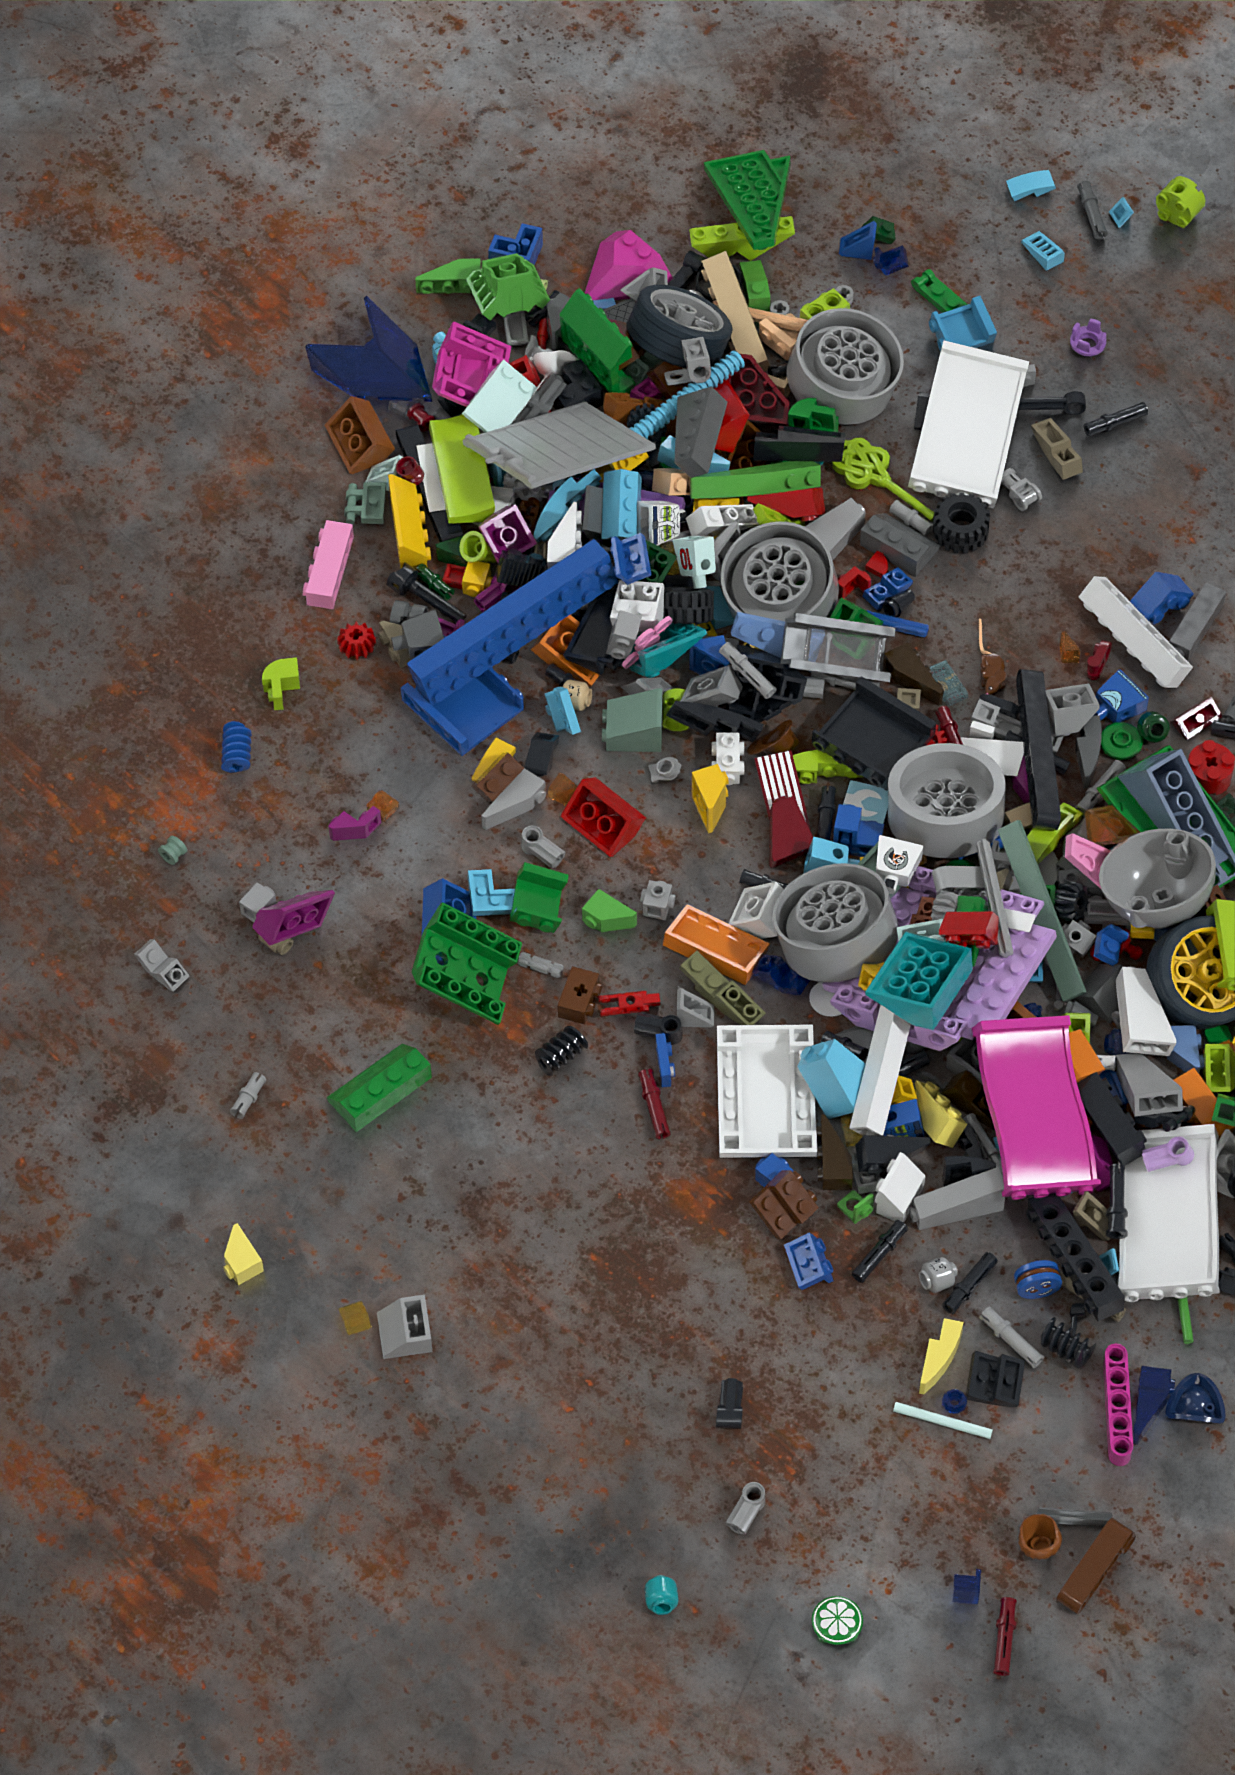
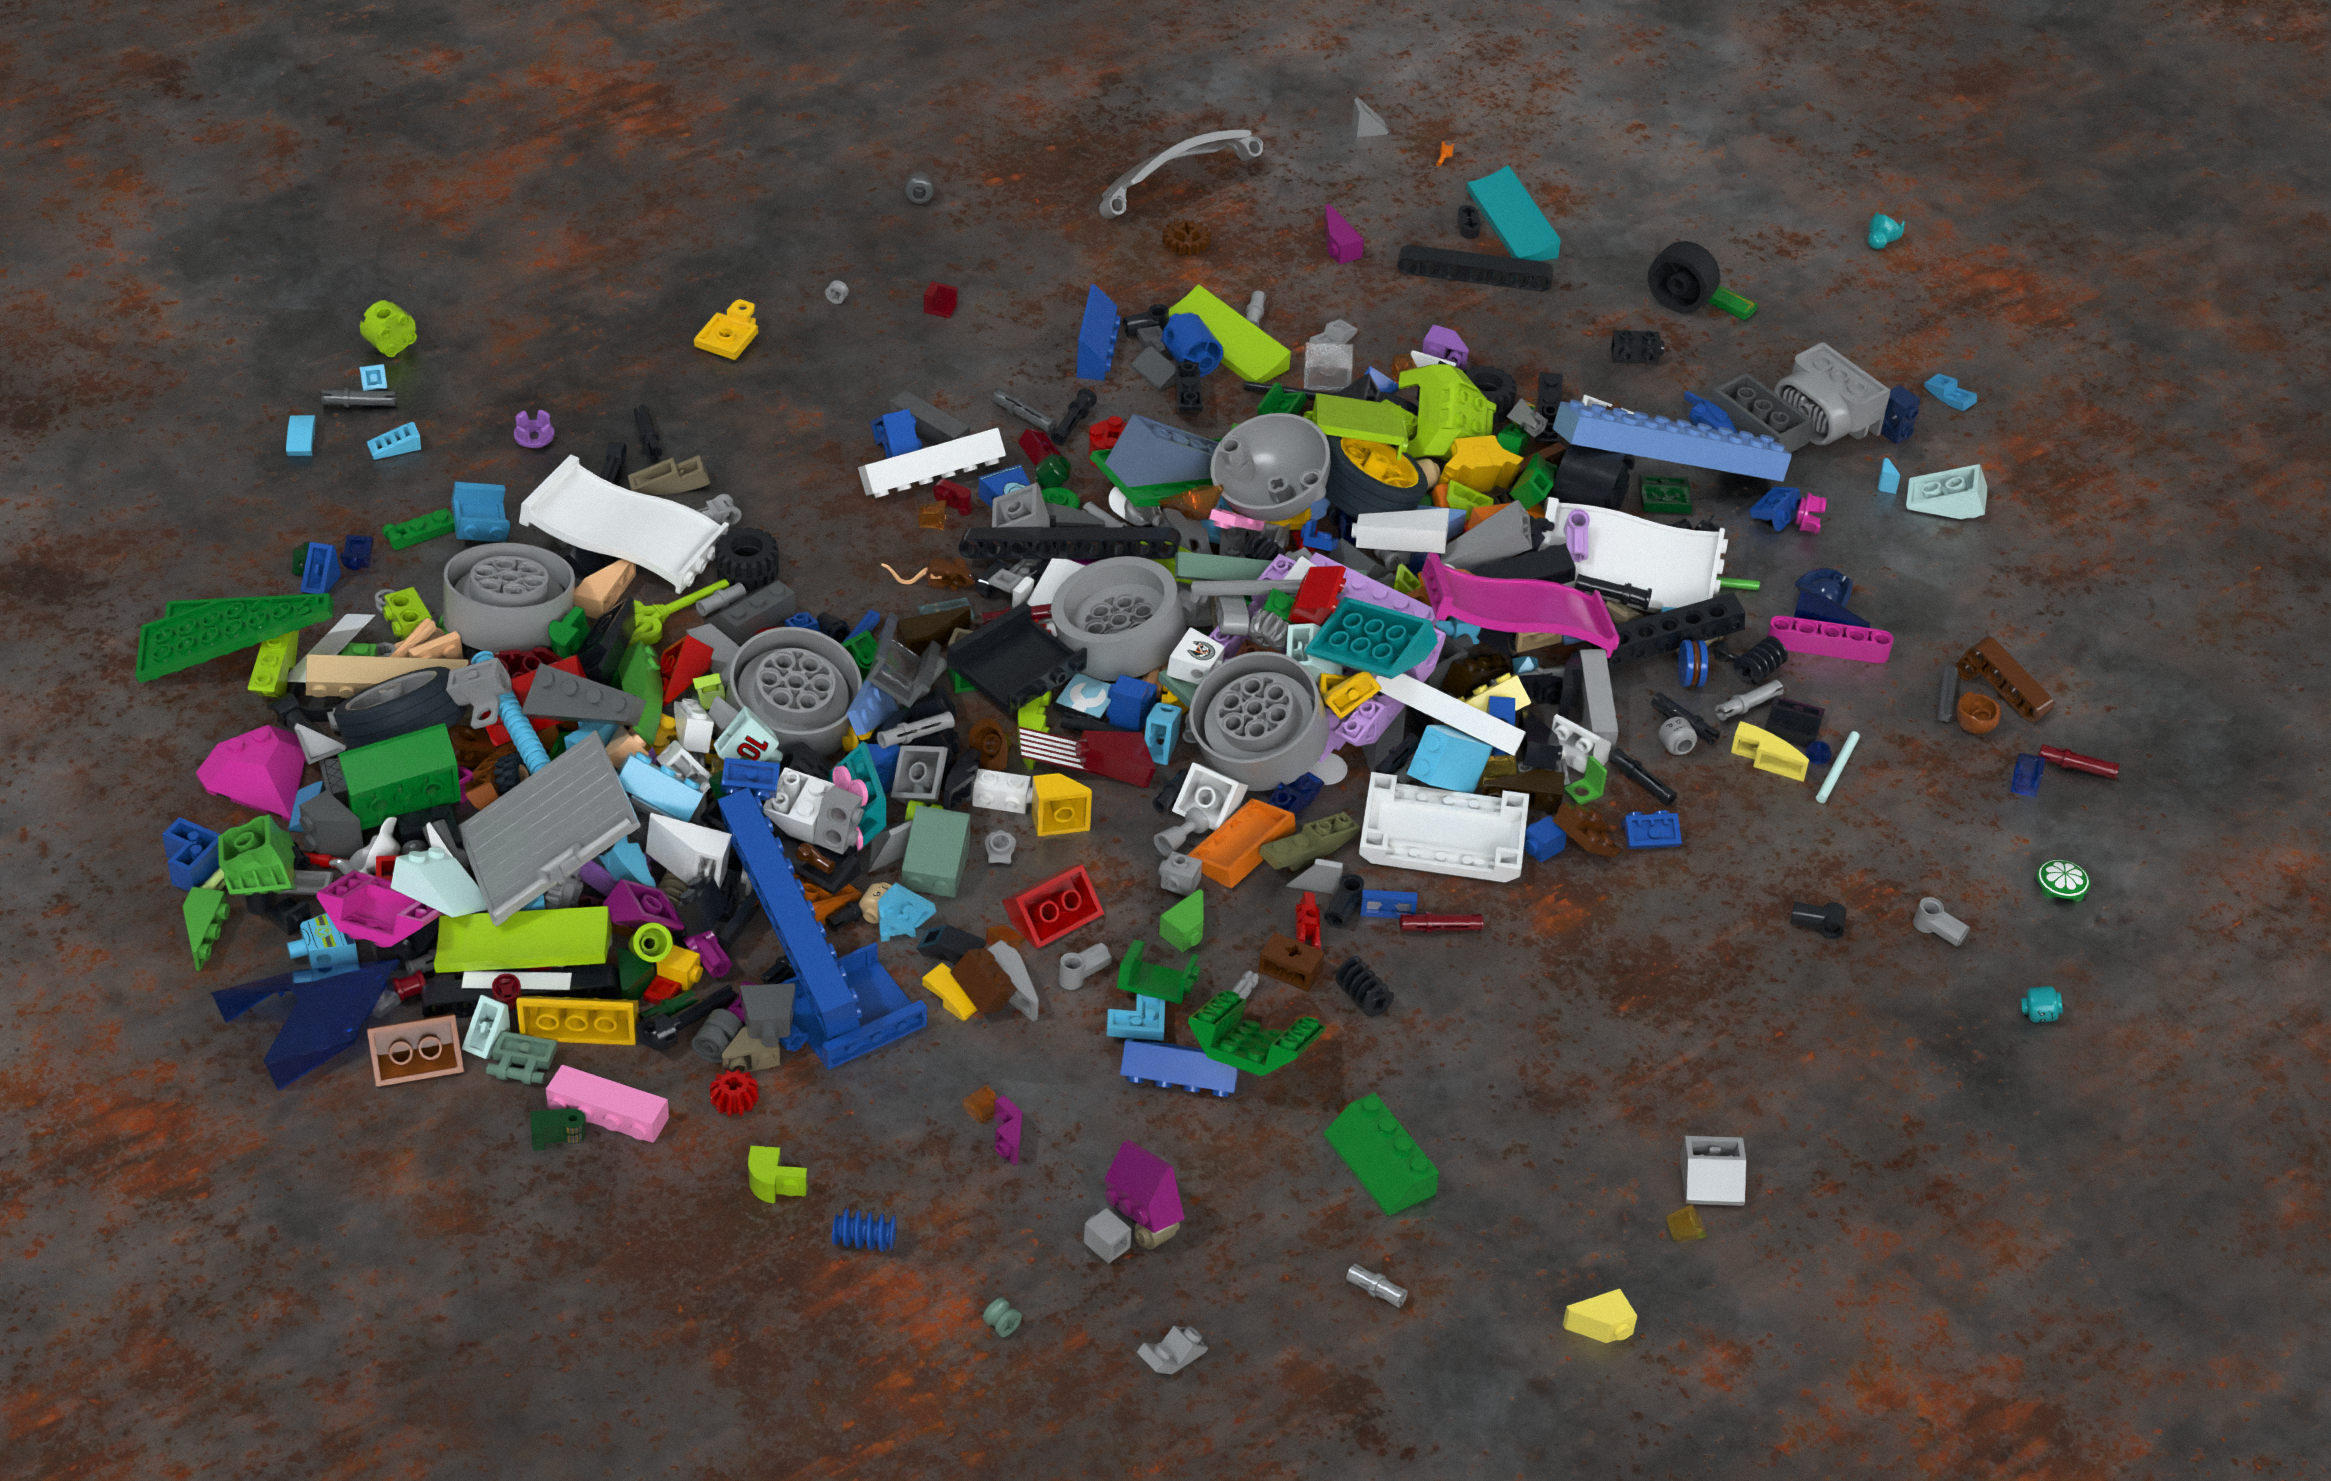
camera: 85 degrees left, 15 degrees down
(300, 532) = (557, 1126): none -> dark green leg
(594, 635) = (809, 854): none -> reddish brown arm
(703, 890) = (1175, 836): none -> light grey piece
(768, 270) = (332, 642): none -> white sticker
(893, 432) = (604, 587): none -> light nougat slope

